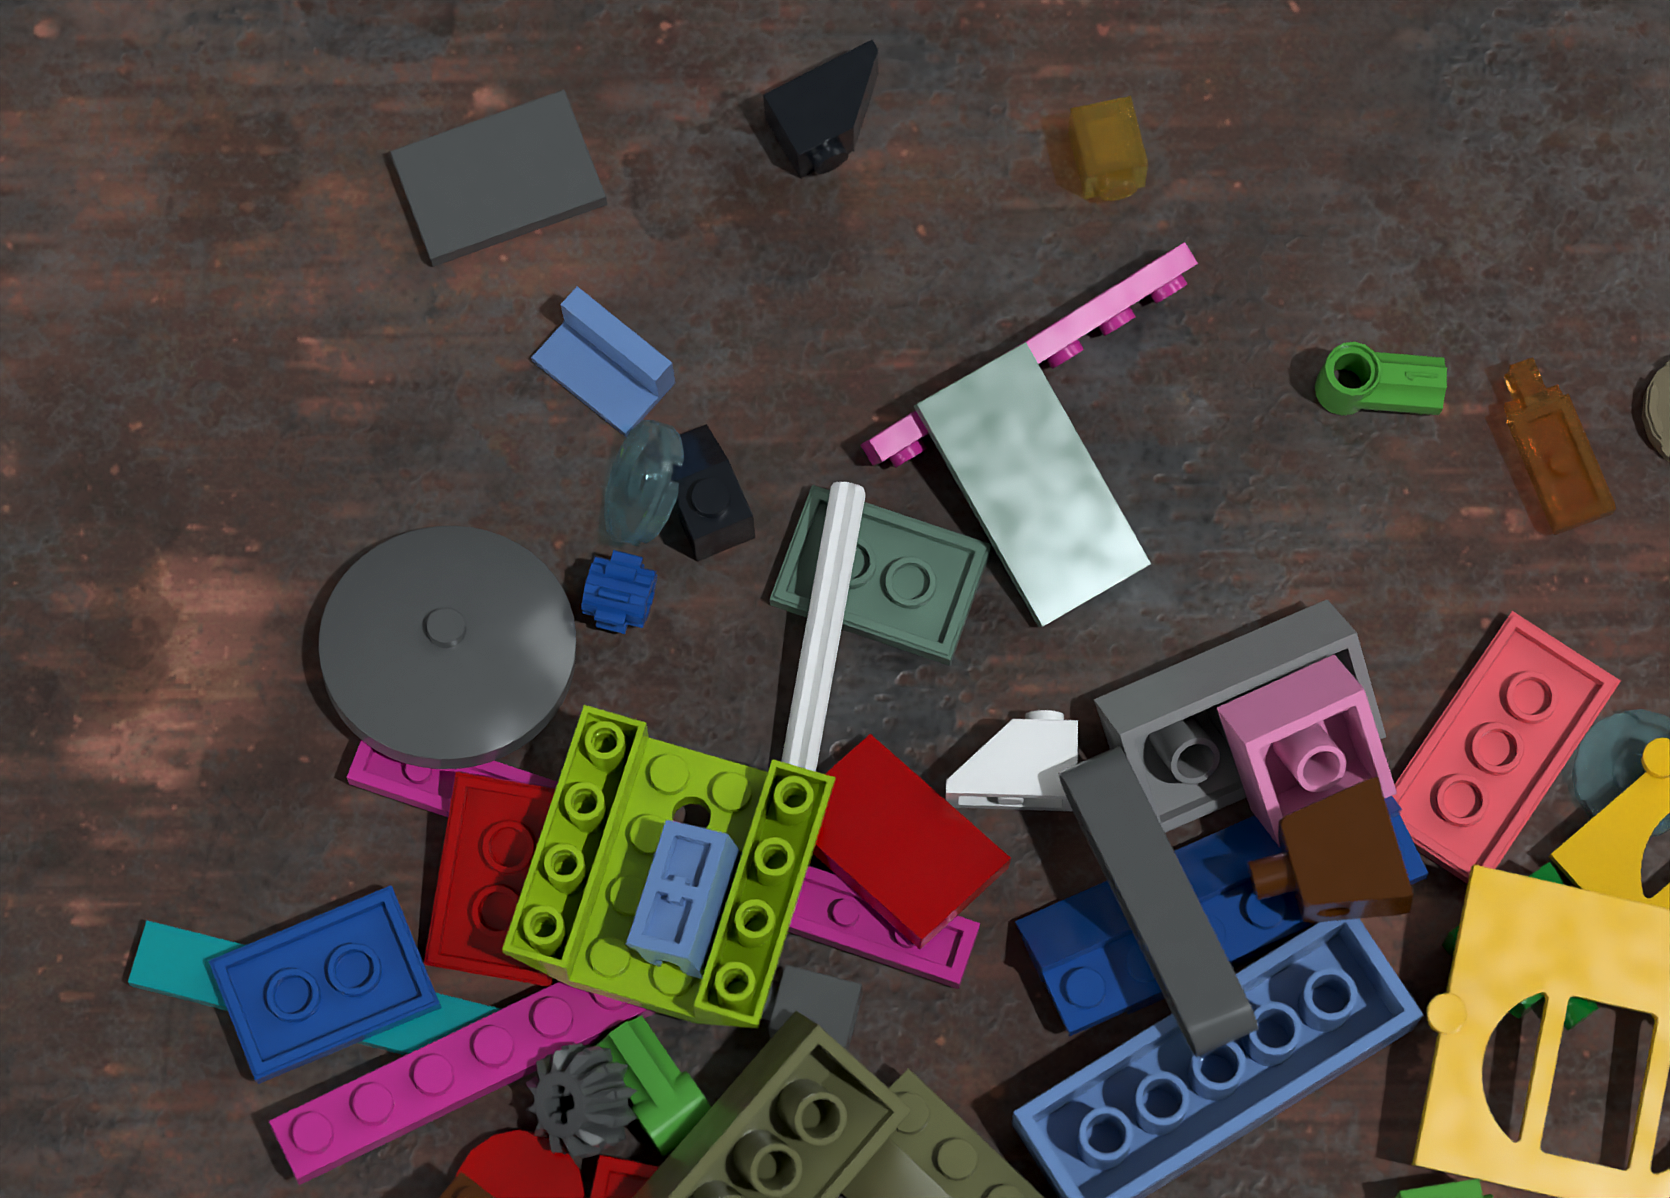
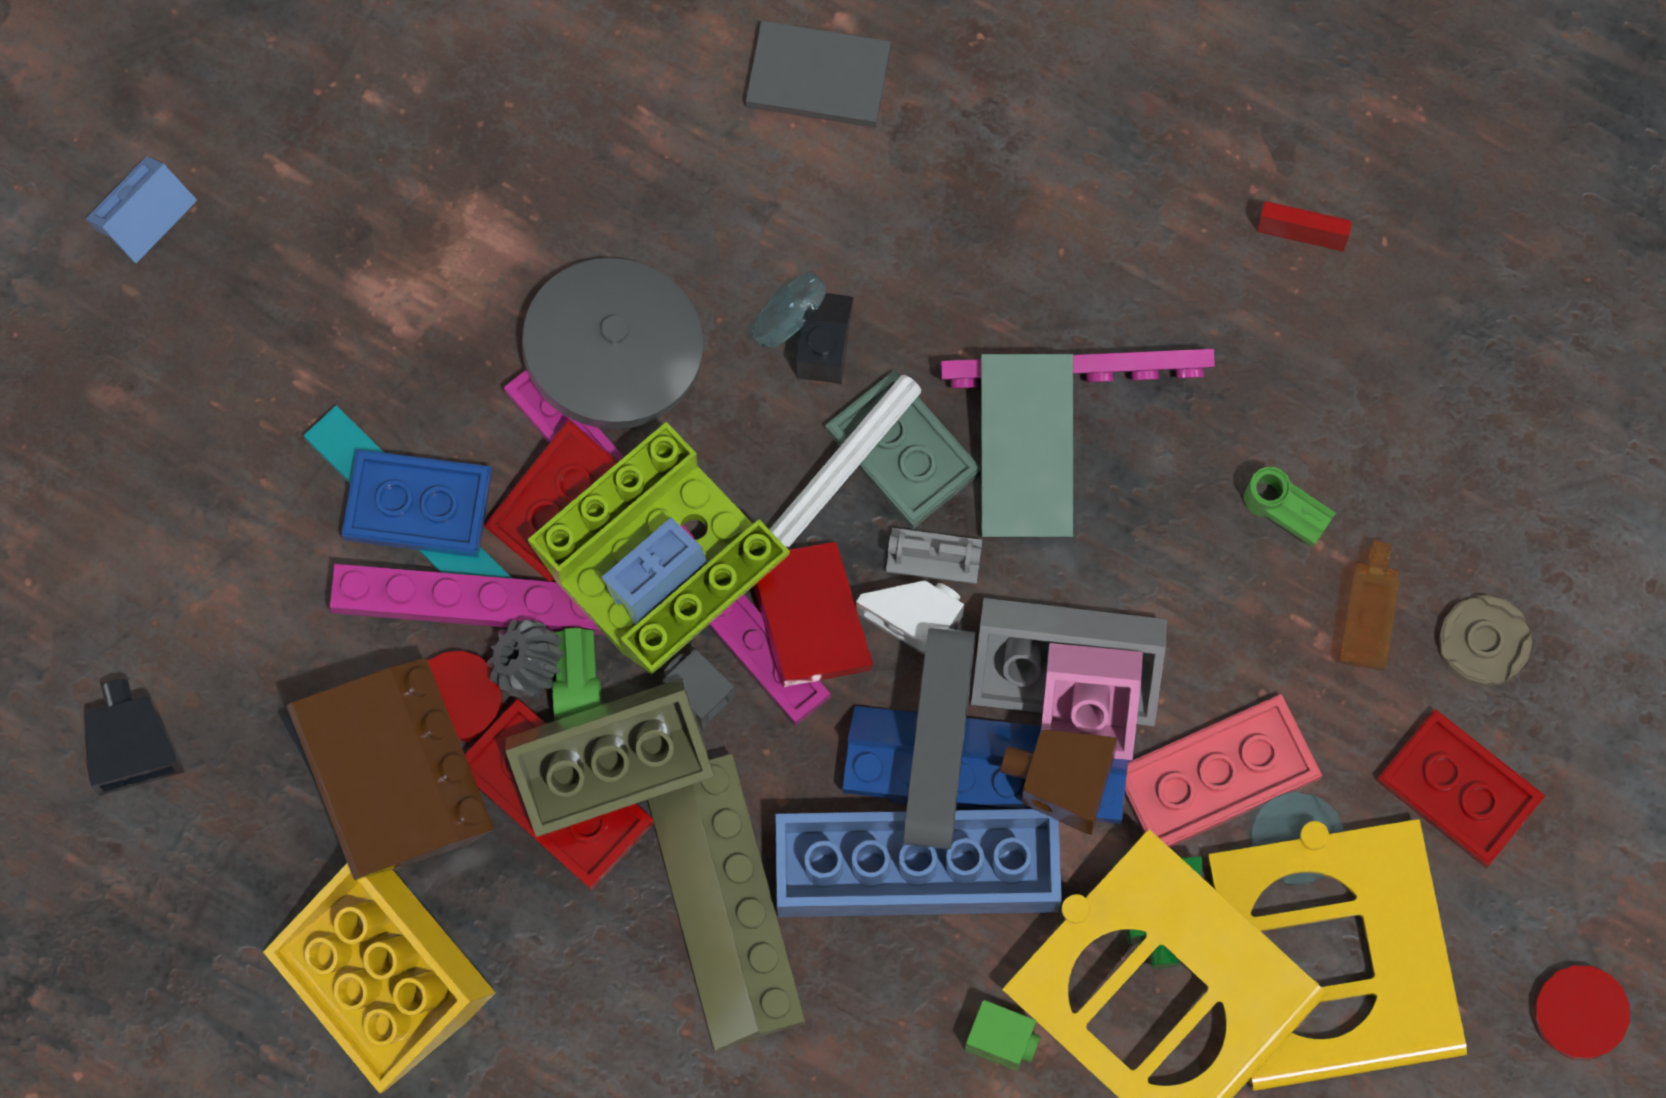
camera: 30 degrees right, 0 degrees up
(605, 363) = (813, 225): medium blue panel -> none
(619, 592) = (735, 368): blue gear -> none
(823, 110) = (1045, 143): black slope -> none
(999, 682) = (934, 556): none -> light grey hinge
(1108, 149) = (1206, 265): clear yellow brick -> none
(1194, 38) = (1304, 226): none -> red tile

